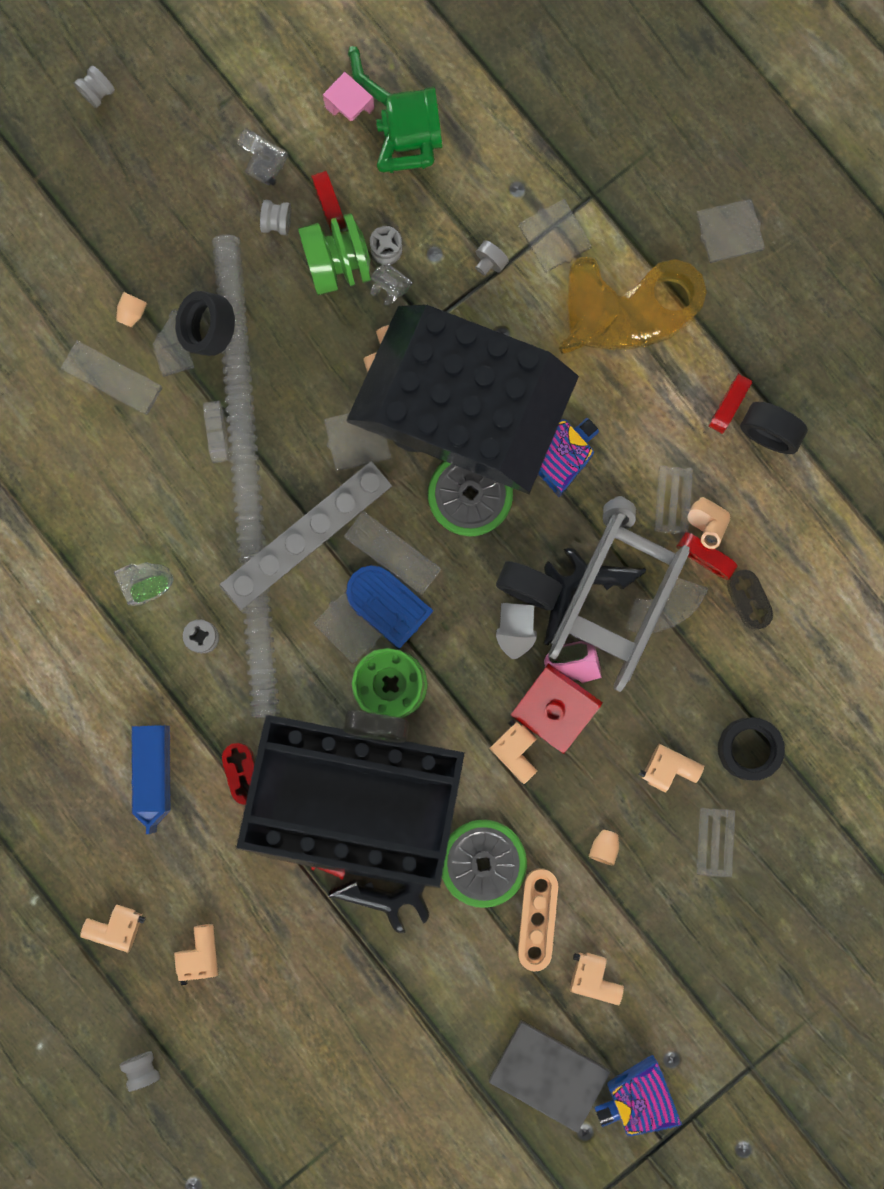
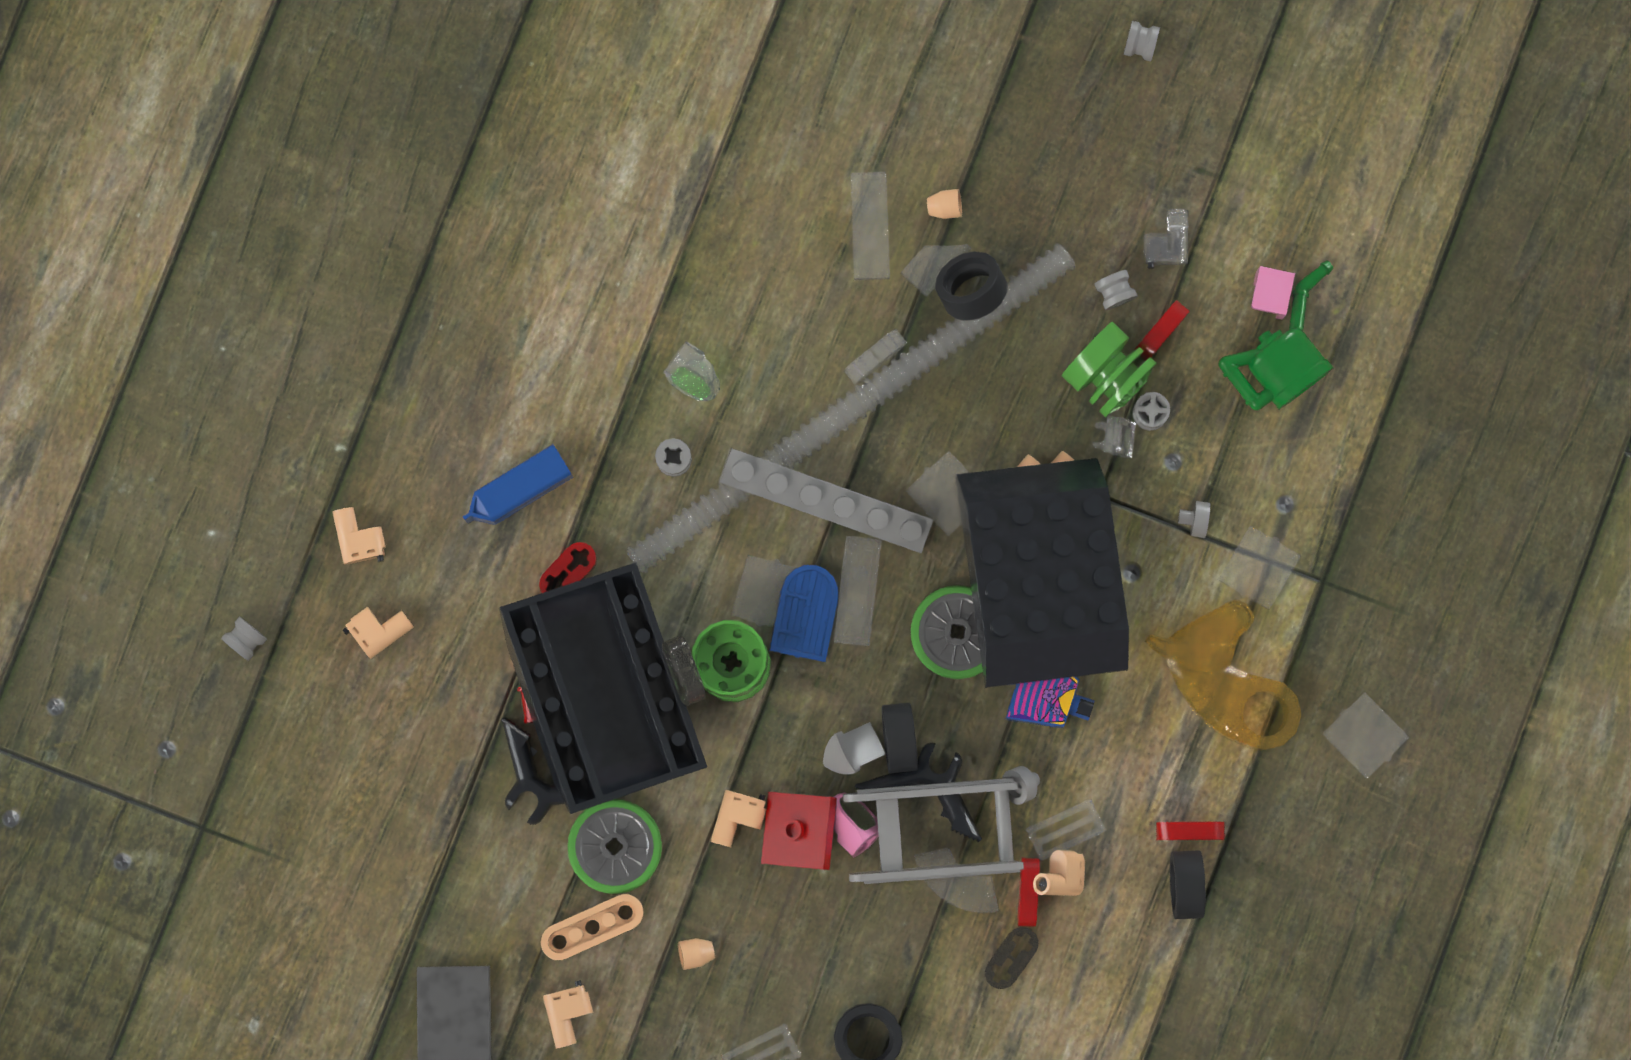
camera: 60 degrees right, 0 degrees up
(666, 764) = (805, 965): light nougat piece -> none

